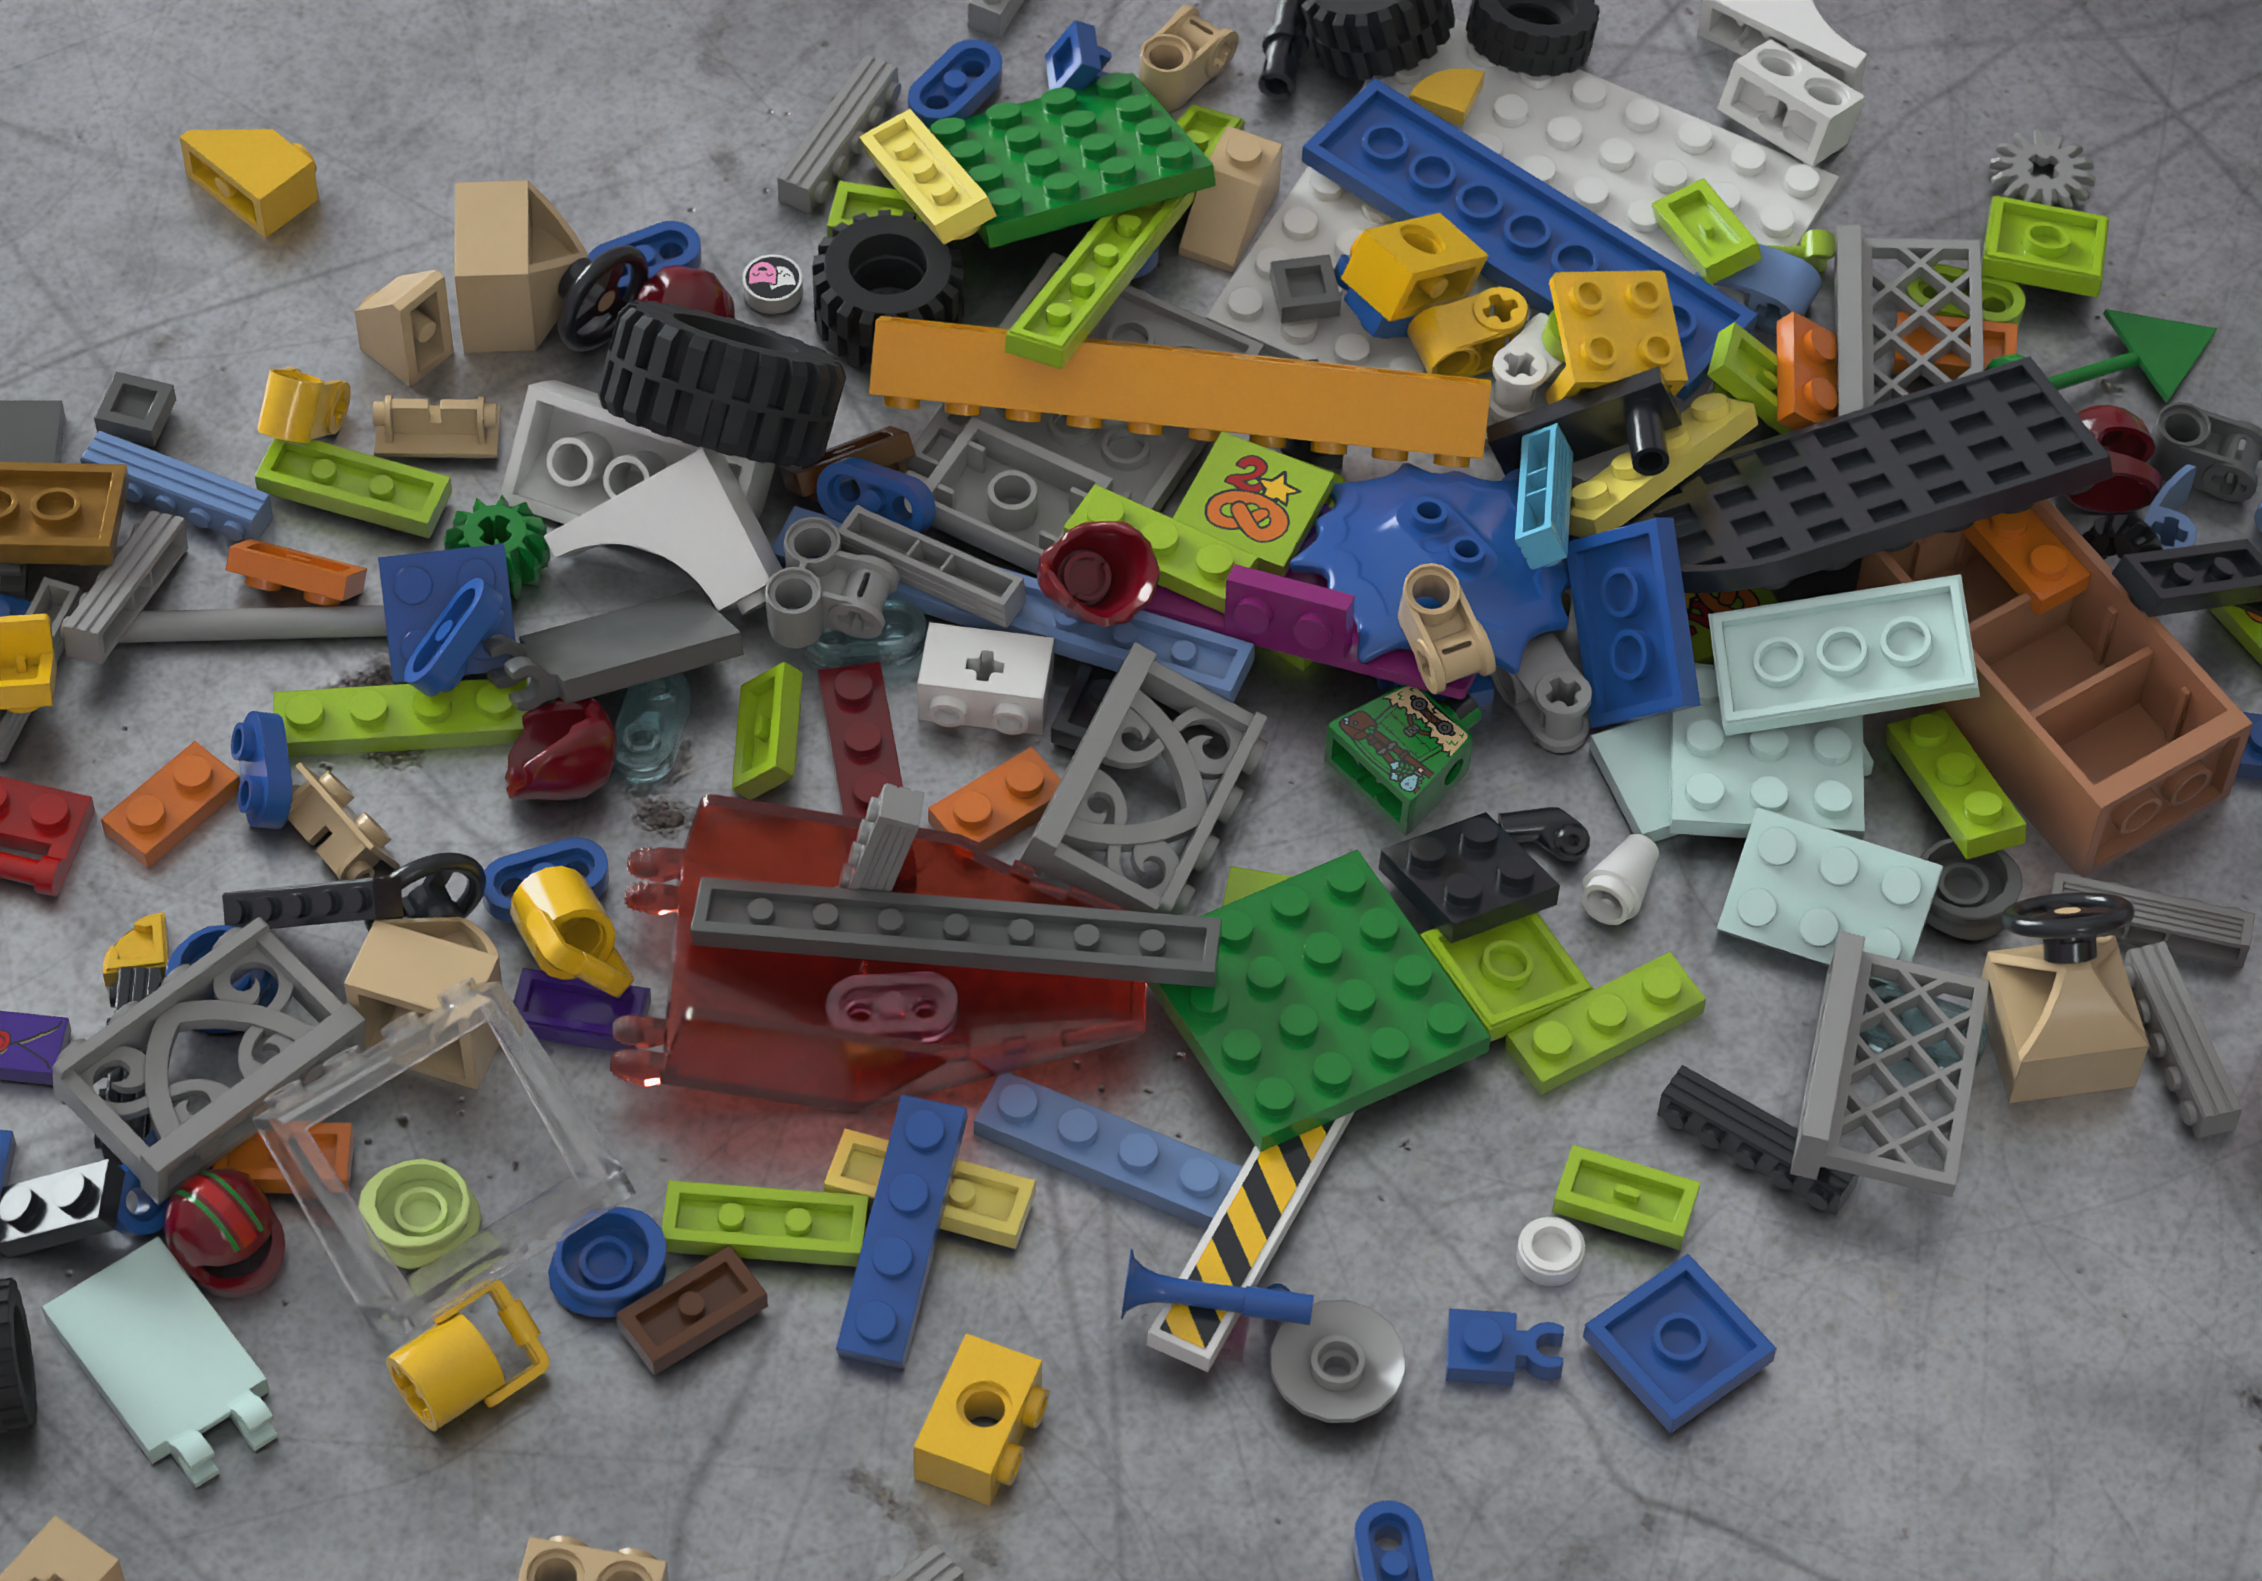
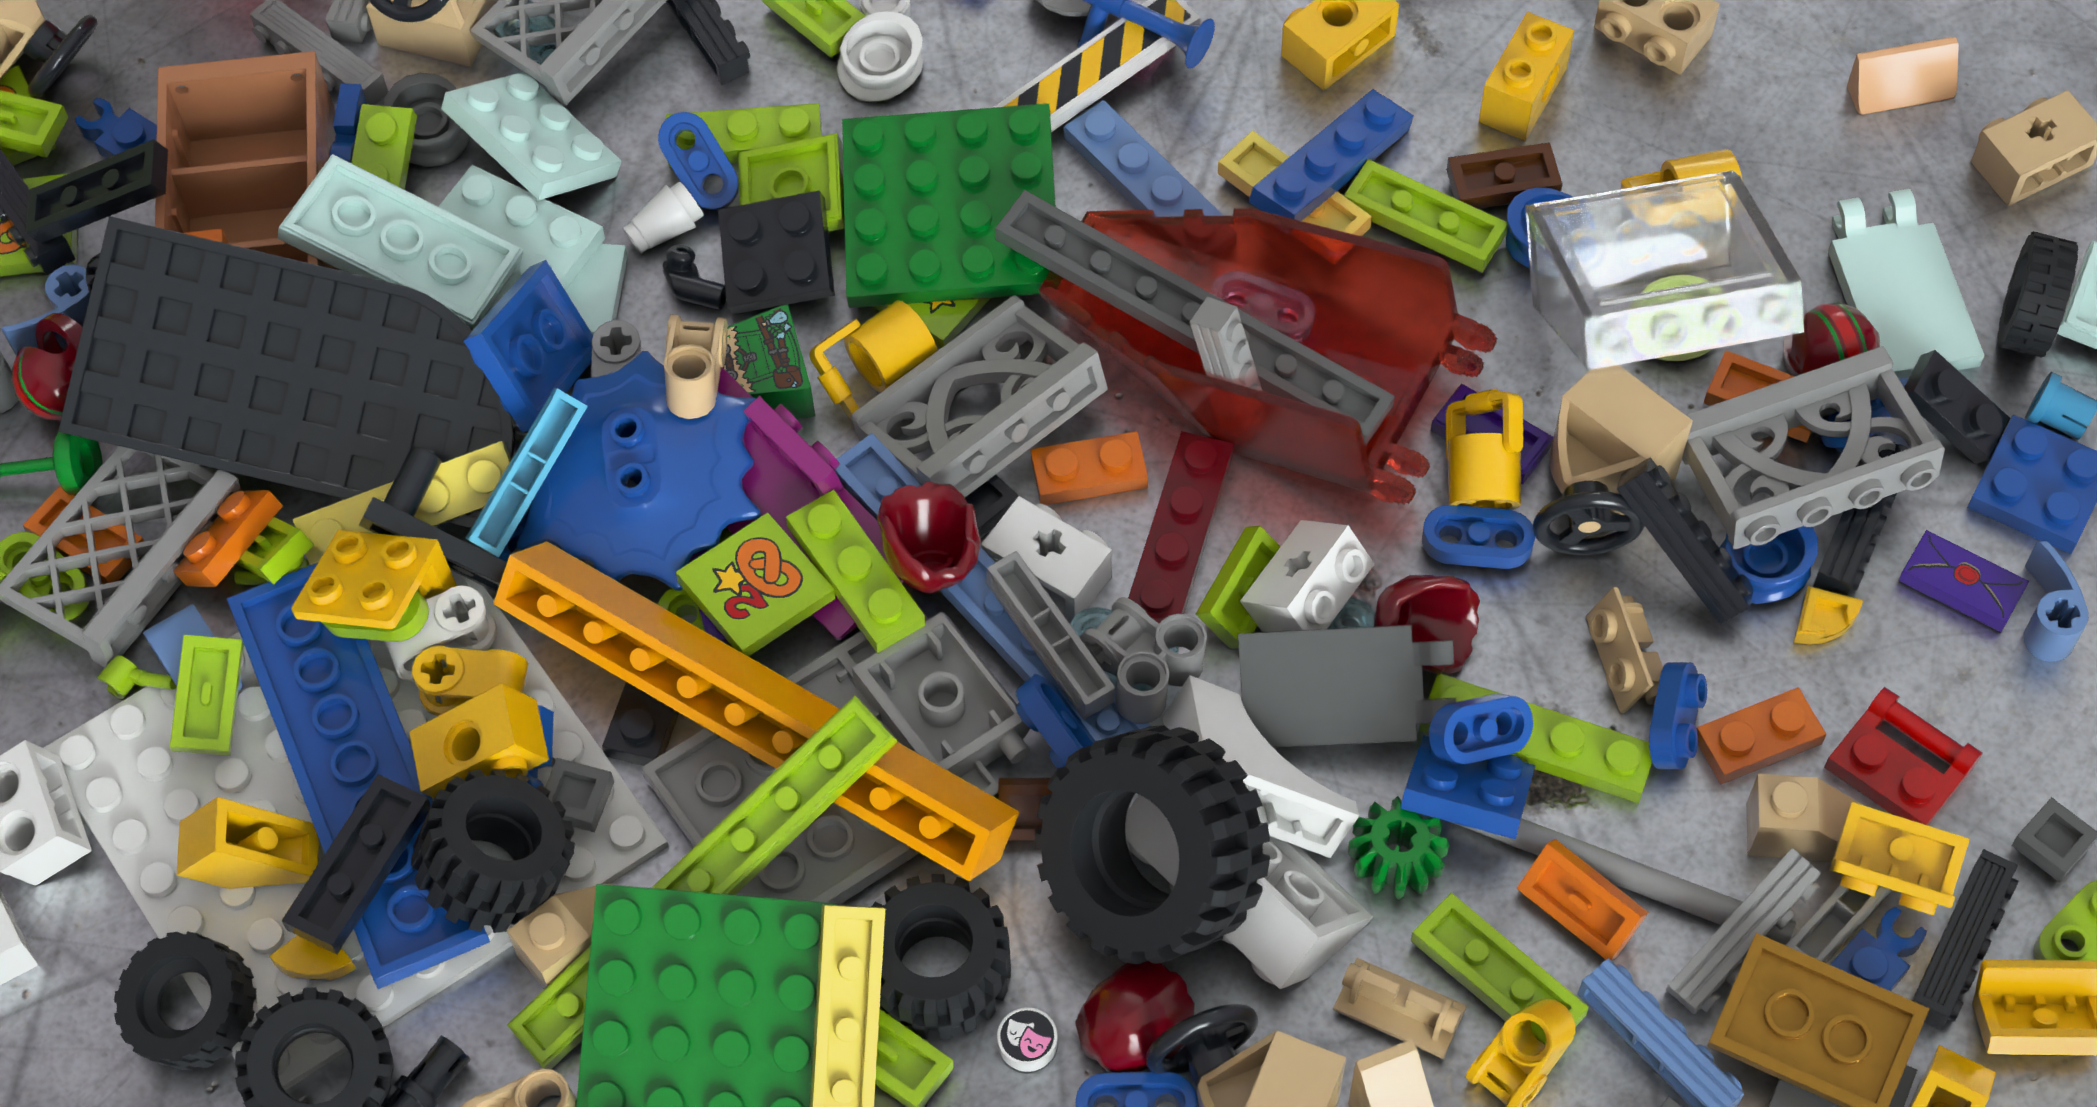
camera: 150 degrees left, 5 degrees up
(95, 721) = (1794, 814): none -> tan slope
(699, 738) = (1308, 578): none -> white brick
(718, 1440) = (1526, 76): none -> yellow brick
(1287, 808) = (879, 349): none -> yellow piece
(1312, 144) = (508, 815): none -> black tyre
(1450, 134) = (356, 864): none -> black plate
(1508, 1171) = (880, 56): none -> white piece
(1572, 130) = (245, 846): none -> yellow slope
(1622, 939) = (699, 162): none -> blue plate
(2045, 844) = (346, 120): none -> blue plate

